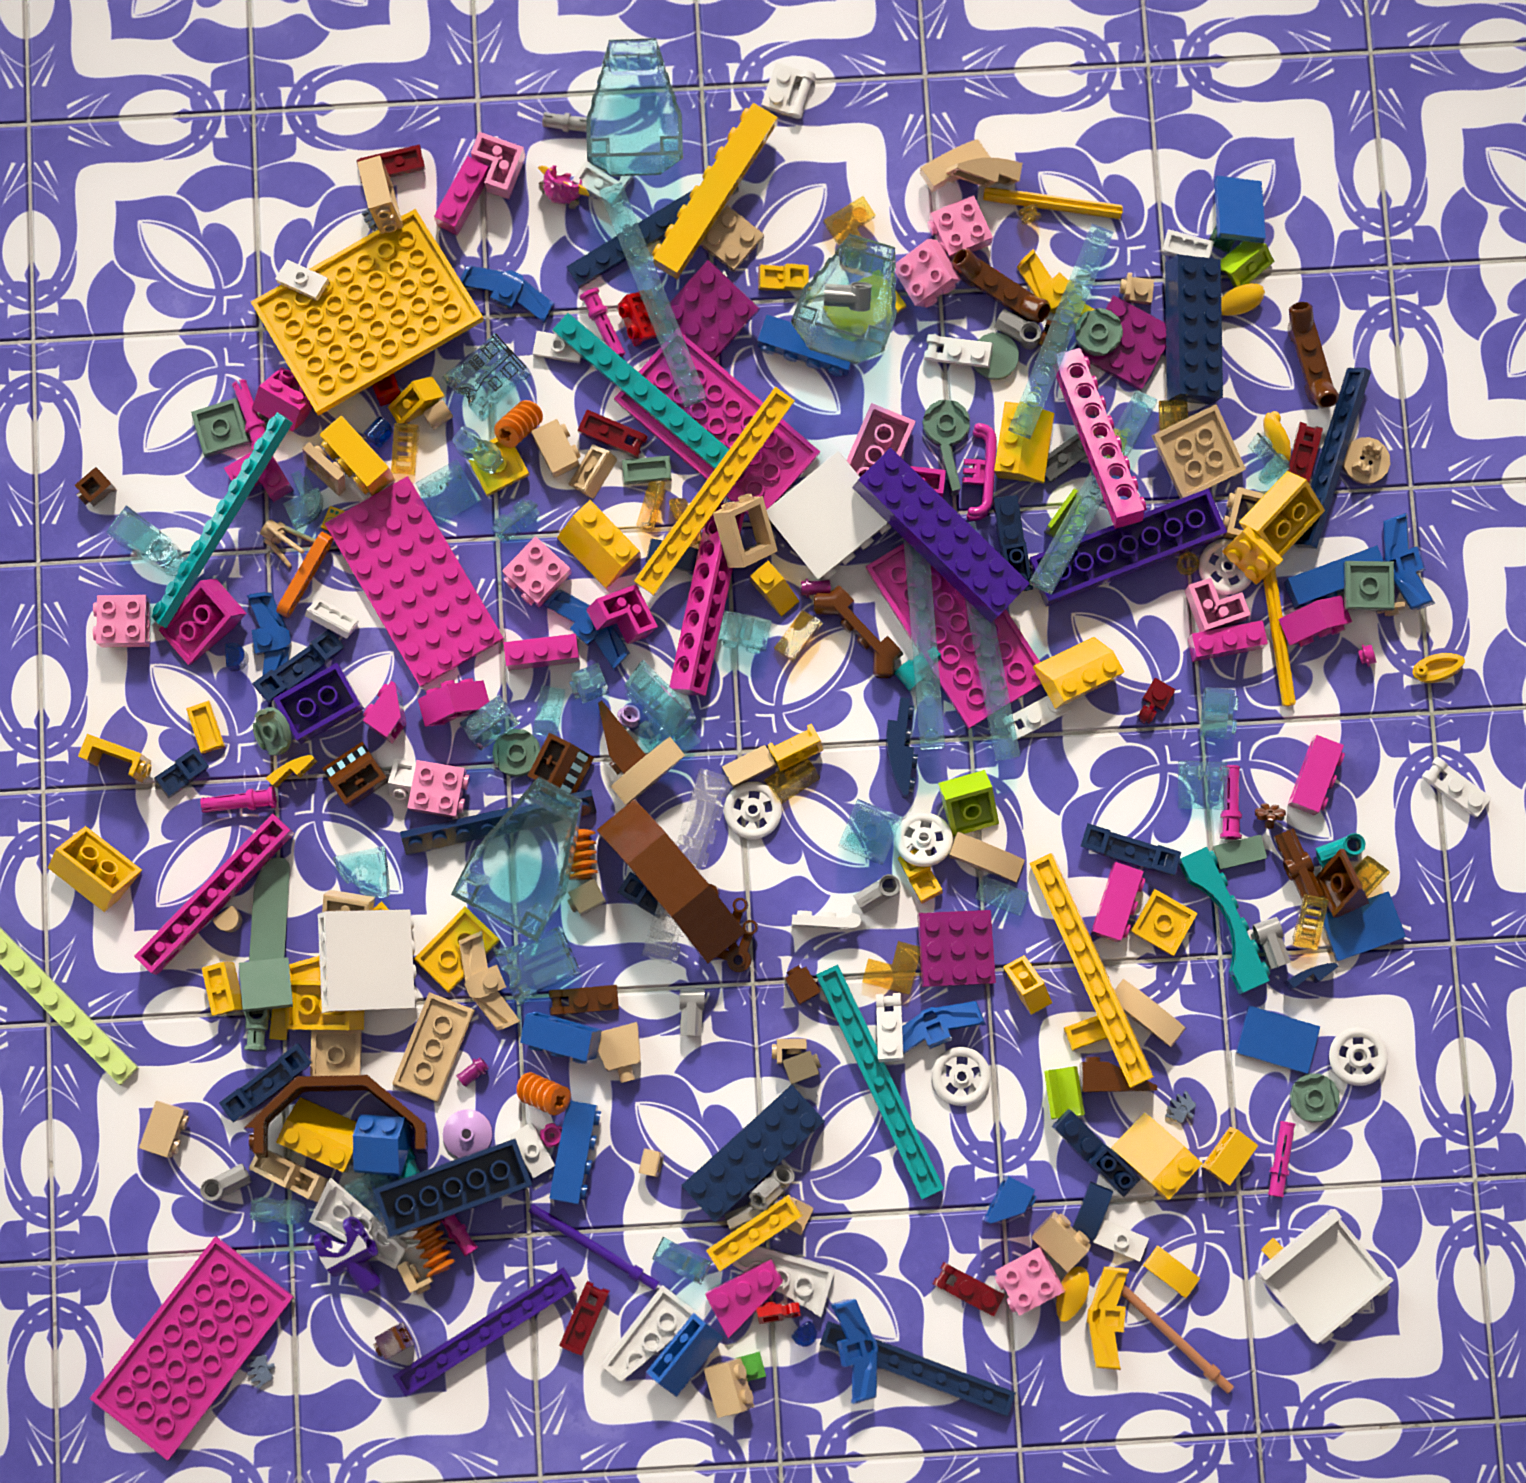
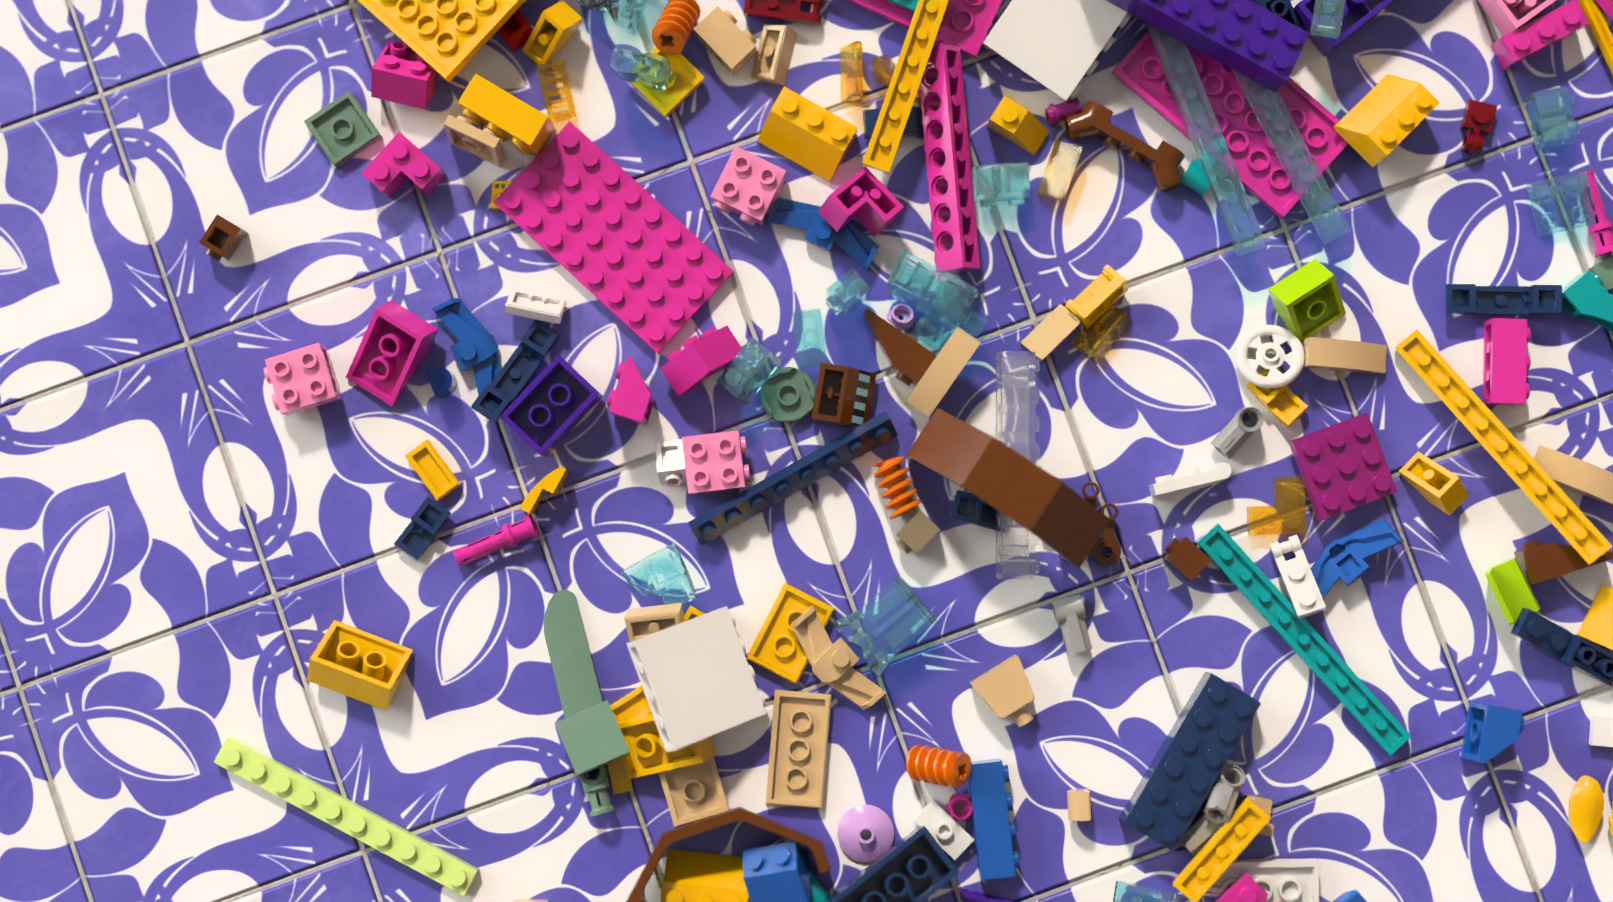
camera: 10 degrees left, 5 degrees up
(94, 748) = (316, 532): yellow panel -> none
(146, 541) = (302, 282): clear light blue piece -> none
(214, 895) = (502, 655): dark pink brick -> none
(222, 988) = (545, 755): yellow hinge -> none
(225, 513) = (379, 225): teal plate -> none
(229, 920) = (528, 677): tan brick -> none
(254, 425) = (379, 115): dark pink pin -> none
(266, 1083) = (626, 845): dark blue slope -> none
(272, 731) = (509, 452): sand green tile -> none
(276, 533) = (441, 229): tan plant -> none
(304, 575) = (489, 266): orange beam -> none
(308, 505) = (469, 187): clear light blue brick -> none
(355, 775) = (617, 473): reddish brown slope -> none
(378, 432) = (521, 81): clear blue brick -> none
(437, 414) = (581, 42): tan brick -> none
(447, 491) = (619, 125): clear light blue hinge -> none
(473, 1071) = (851, 763): magenta pin -> none
(522, 509) = (710, 121): clear light blue hinge -> none
(525, 860) = (840, 515): clear light blue windscreen -> none
(541, 652) = (782, 274): dark pink brick -> none
(560, 1037) = (939, 697): blue brick -> none
(584, 999) = (949, 646): reddish brown plate -> none
(646, 470) = (833, 35): sand green tile -> none
(730, 537) = (955, 78): tan window -> none
(732, 815) = (1048, 392): white plate -> none
(792, 1045) = (1195, 628): tan bracket -> none
(801, 1067) = (1213, 649): dark tan brick -> none
(870, 831) = (1210, 366): clear light blue brick -> none
(900, 756) = (1215, 273): dark blue slope -> none
(940, 1081) = (1398, 583): white plate -> none
(969, 1289) = (1471, 837): dark red plate -> none
(1001, 895) = (1373, 392): clear light blue plate -> none
(1029, 1281) = (1537, 811): bright pink brick -> none
(1038, 715) = (1354, 179): white plate -> none
(1061, 1241) = (1558, 755): tan brick -> none
(1085, 1033) = (1513, 516): yellow tile -> none
(1092, 1210) = (1581, 711): dark blue slope -> none
(1163, 922) = (1562, 369): yellow plate -> none

